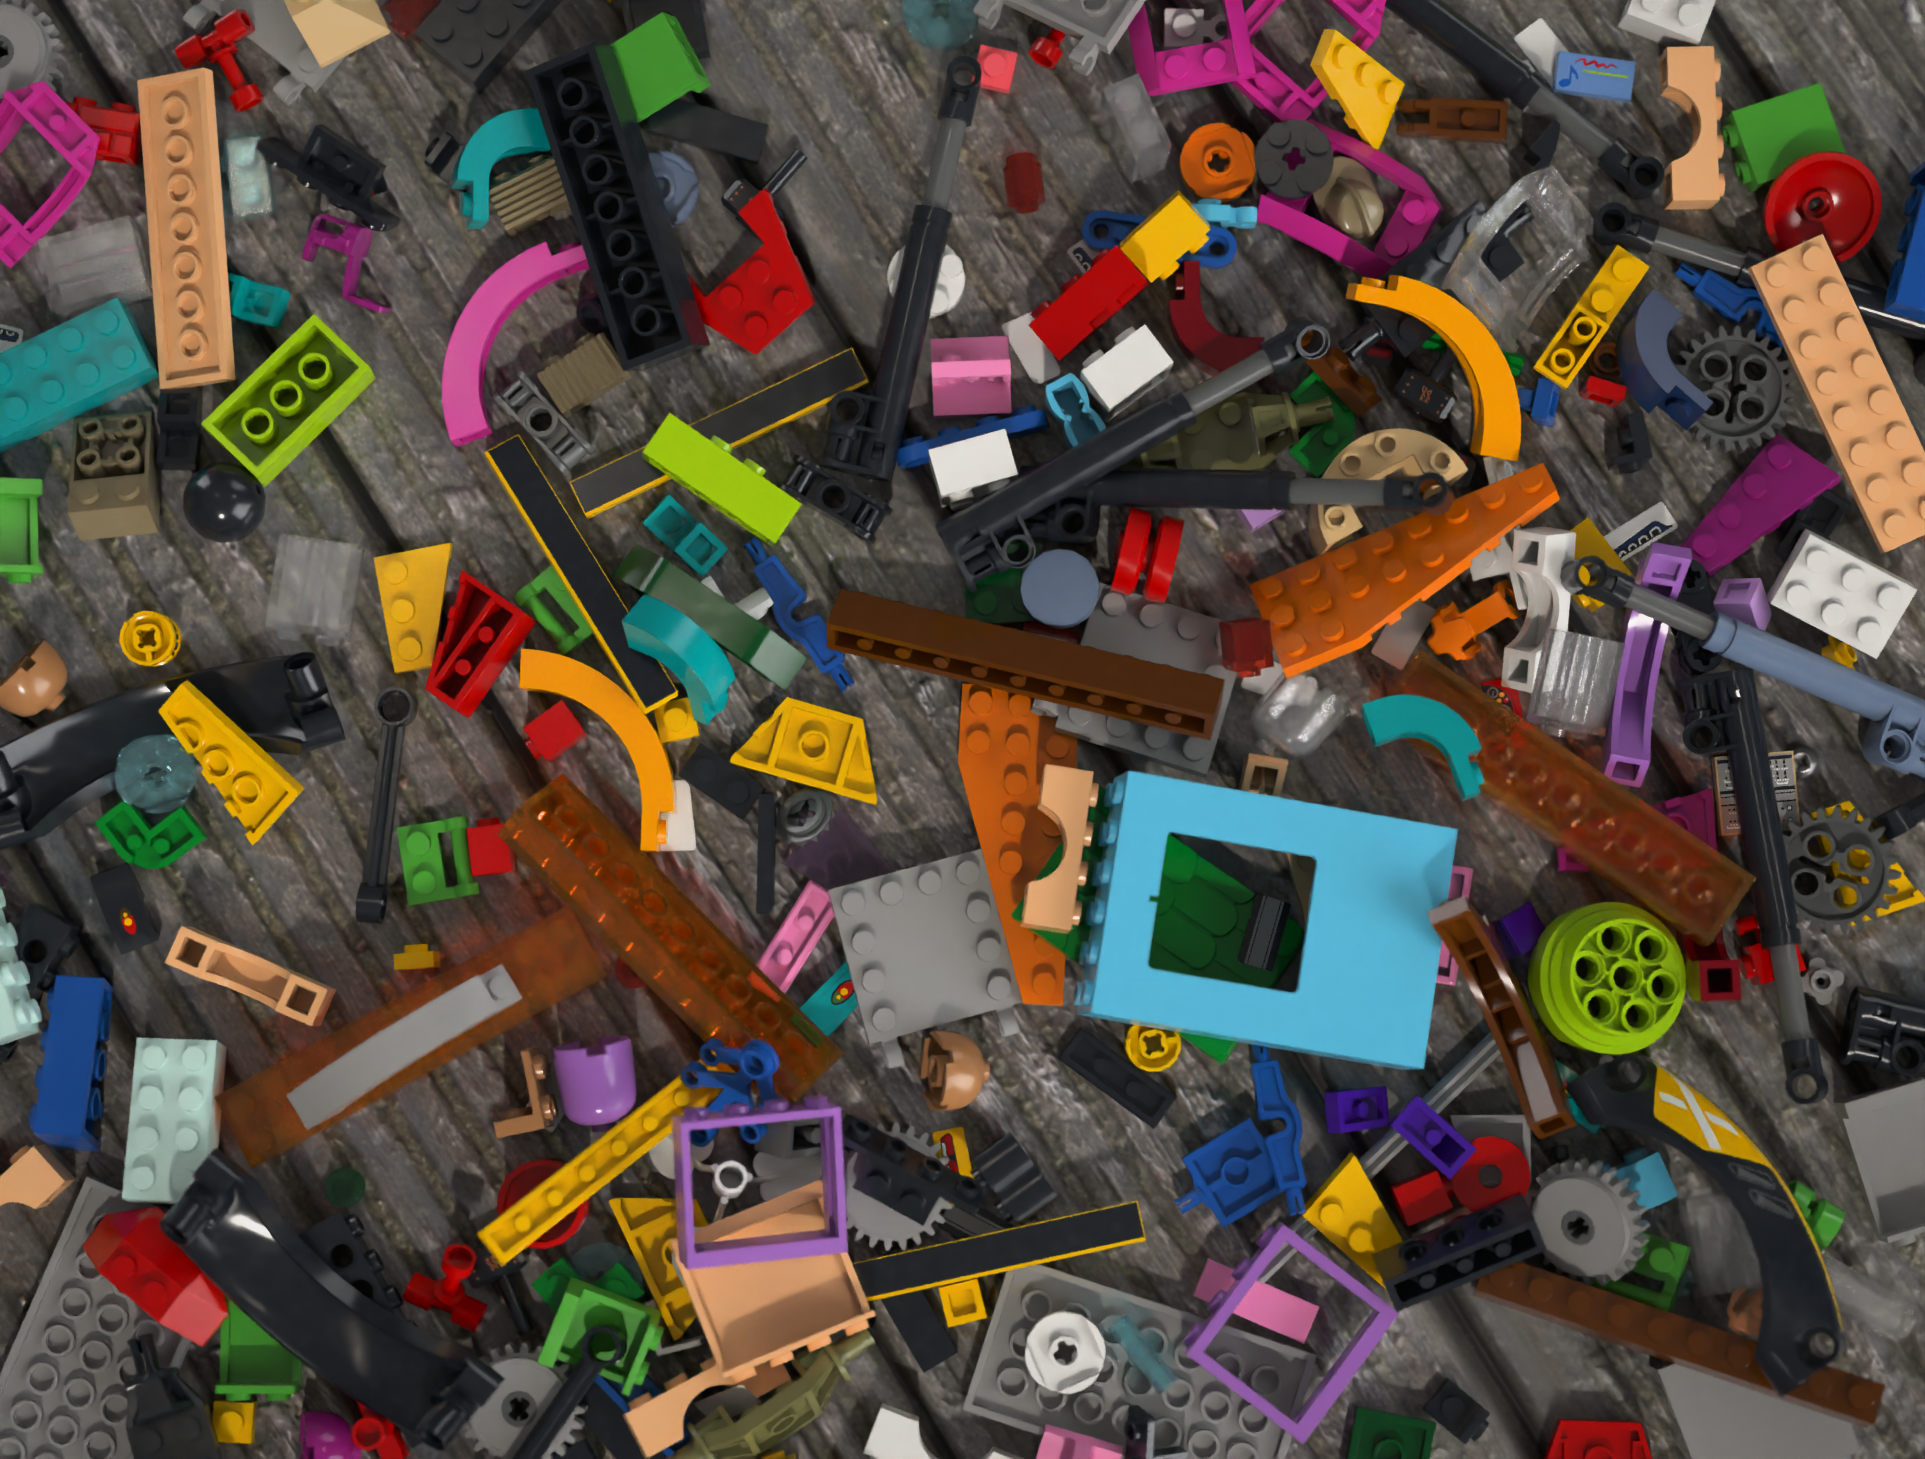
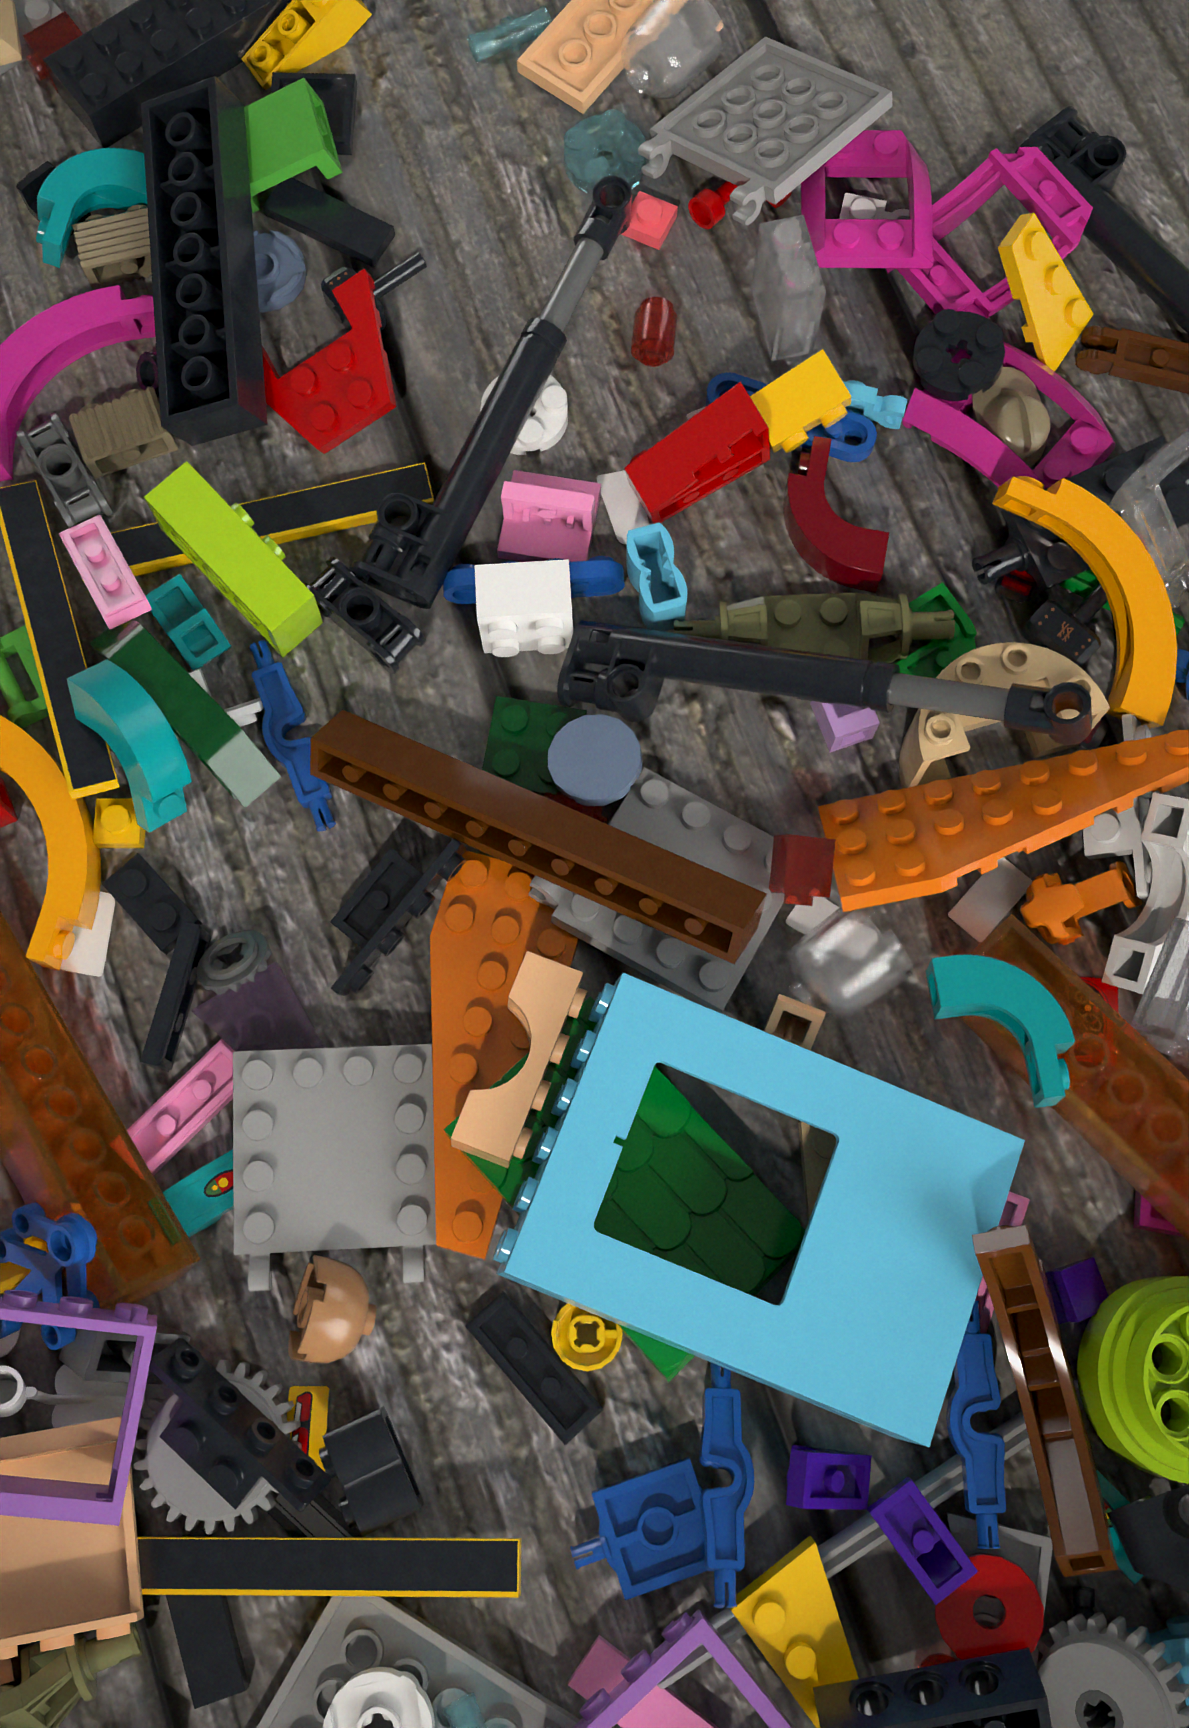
camera: 15 degrees right, 10 degrees down
(610, 510) = (105, 572): none -> bright pink tile
(812, 749) = (266, 888): yellow wing -> none
(915, 744) = (383, 907): none -> black bracket
(962, 1302) = (267, 1624): yellow plate -> none
(982, 531) = (519, 665): black piece -> none
(1125, 371) = (723, 537): white brick -> none
(1146, 554) = (698, 738): red wheel -> none
(1227, 143) = (888, 337): orange plate -> none
(1264, 932) = (754, 1222): sticker -> none
(1345, 382) = (962, 585): reddish brown hinge -> none
(1421, 1196) = (892, 1617): red brick -> none
(1466, 1065) = (980, 1452): none -> blue piece

